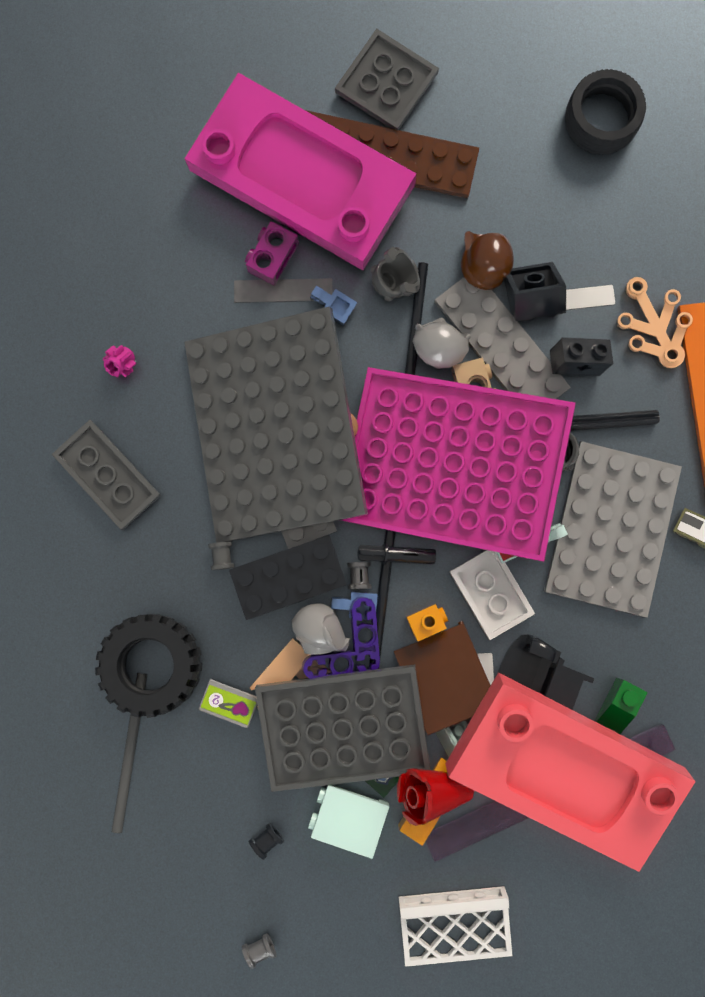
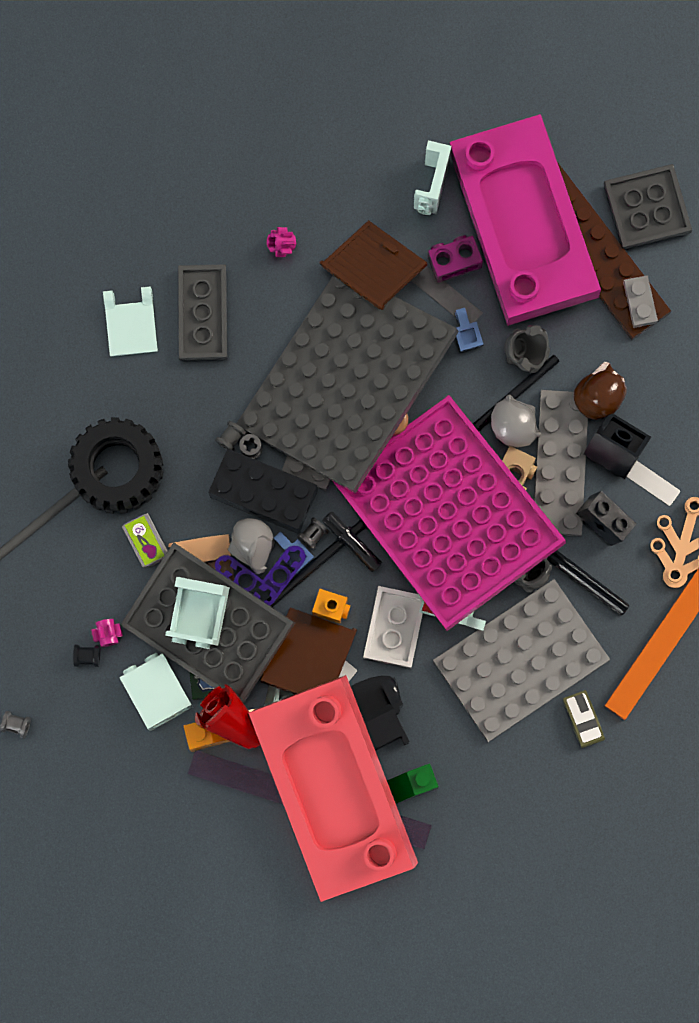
camera: 45 degrees right, 5 degrees down
(56, 537) = (131, 325): none -> light aqua flag
(186, 181) = (437, 156): none -> light aqua panel
(212, 314) = (374, 264): none -> reddish brown piece
(238, 547) = (247, 440): none -> flat silver bush
(266, 808) = (107, 632): none -> dark pink gear
(329, 729) = (198, 612): none -> light aqua panel
(451, 159) = (640, 301): none -> light grey plate
(456, 904) = (171, 811): white fence -> none

